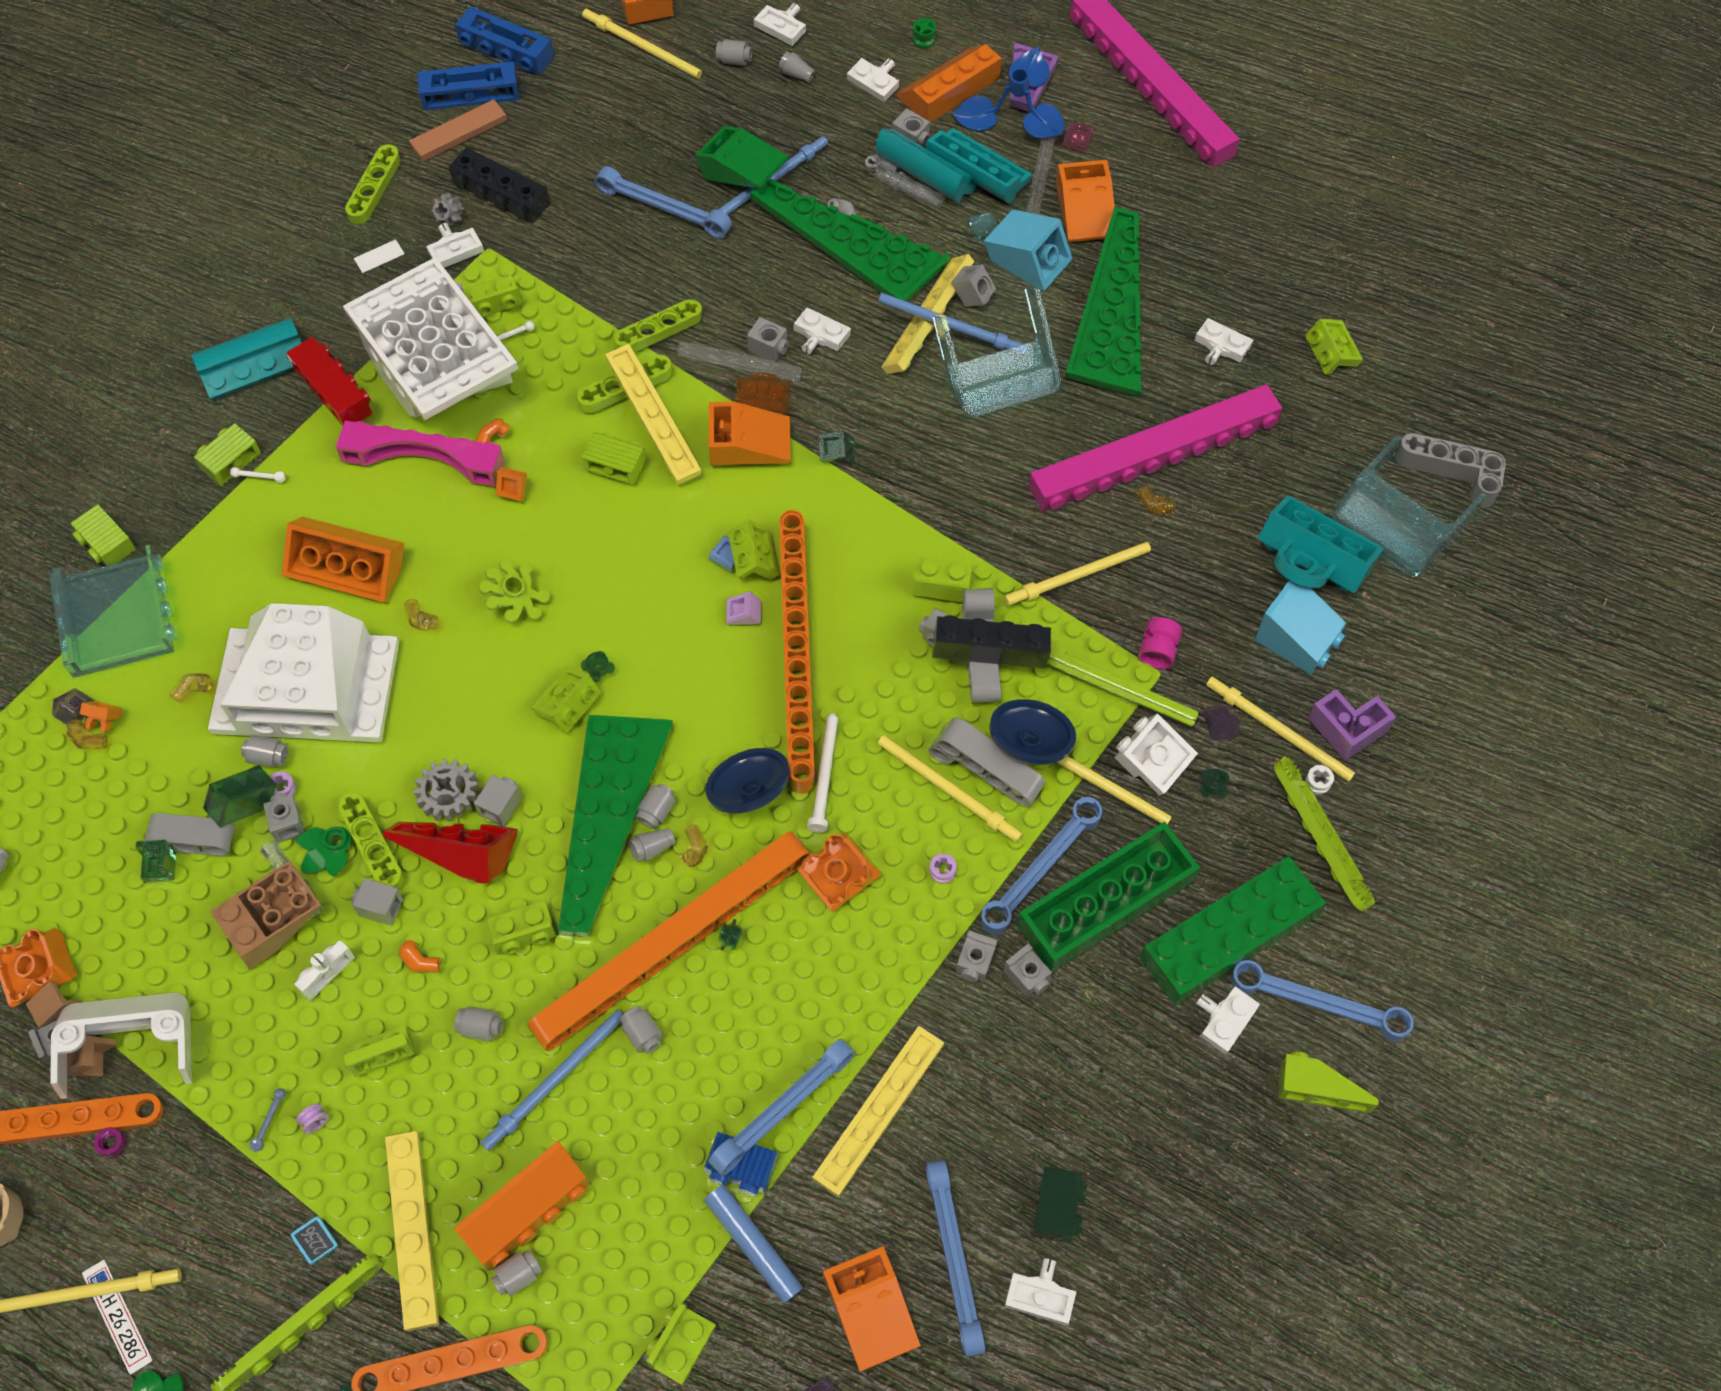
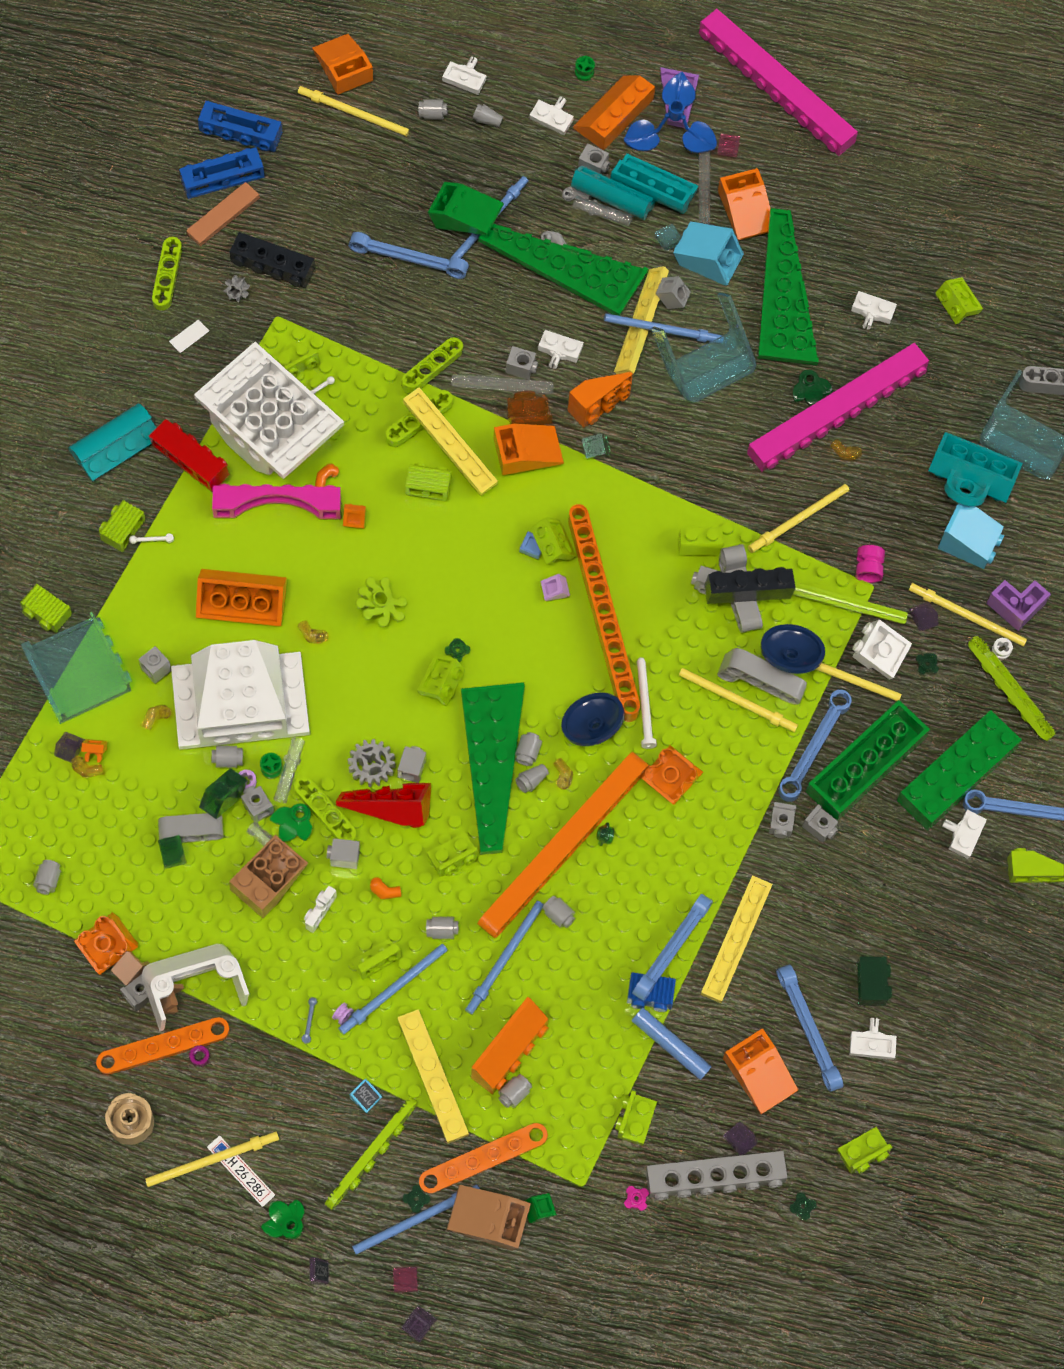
camera: 15 degrees left, 5 degrees up
(208, 622) = (154, 664): none -> light grey brick
(312, 767) = (271, 760): none -> green wheel
(335, 1126) = (359, 1016): none -> medium blue bar
(345, 771) = (291, 760): none -> clear pin
(455, 246) = (250, 320): white plate -> none
(853, 389) = (598, 397): none -> orange slope
(951, 865) = (741, 764): lavender bush -> none
(1124, 423) = (812, 391): none -> dark green plate

